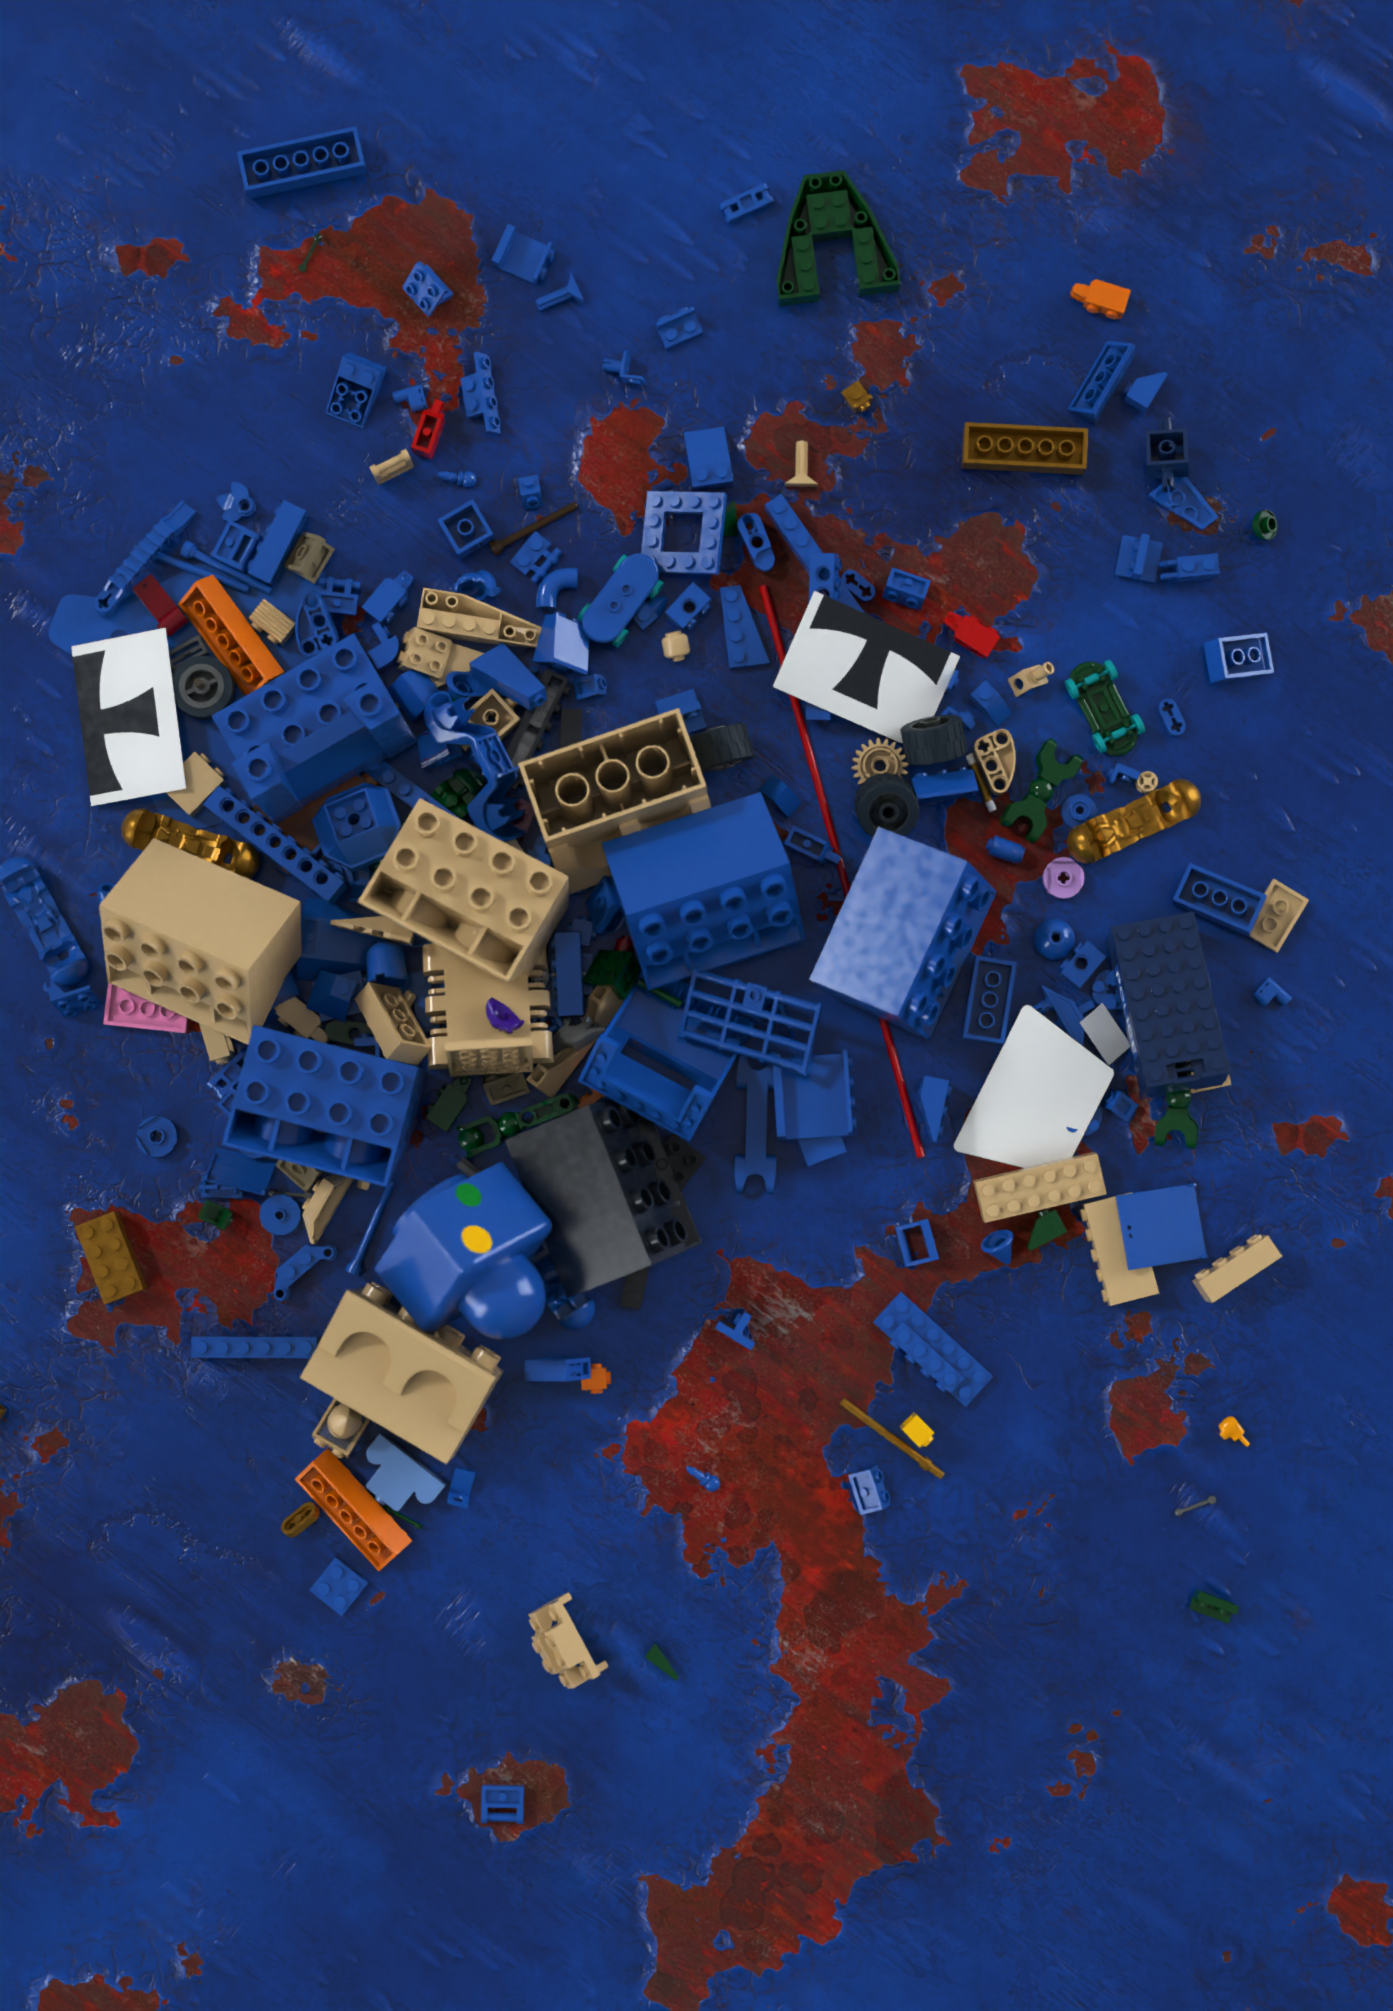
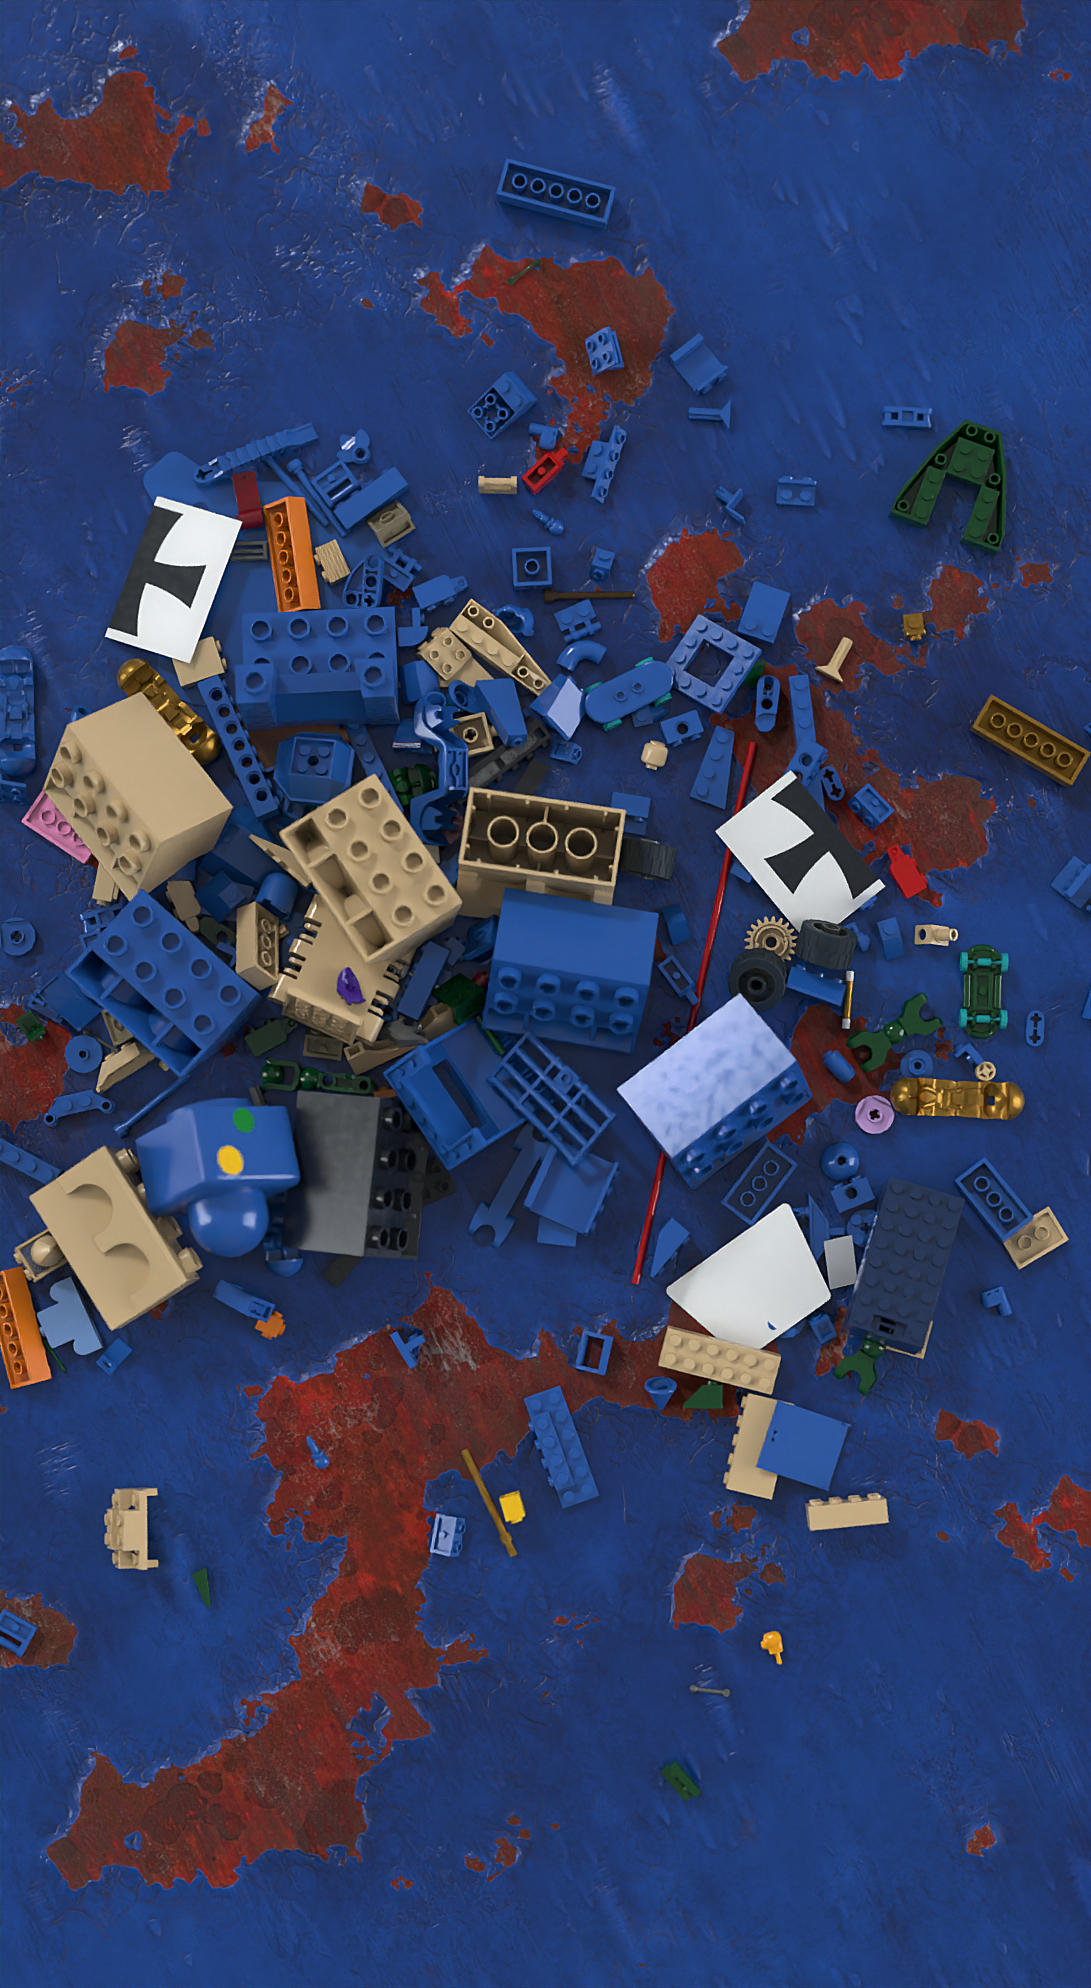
camera: 25 degrees right, 0 degrees up
(203, 687) = (247, 586): wheel -> none
(1001, 754) = (876, 986): tan beam -> none

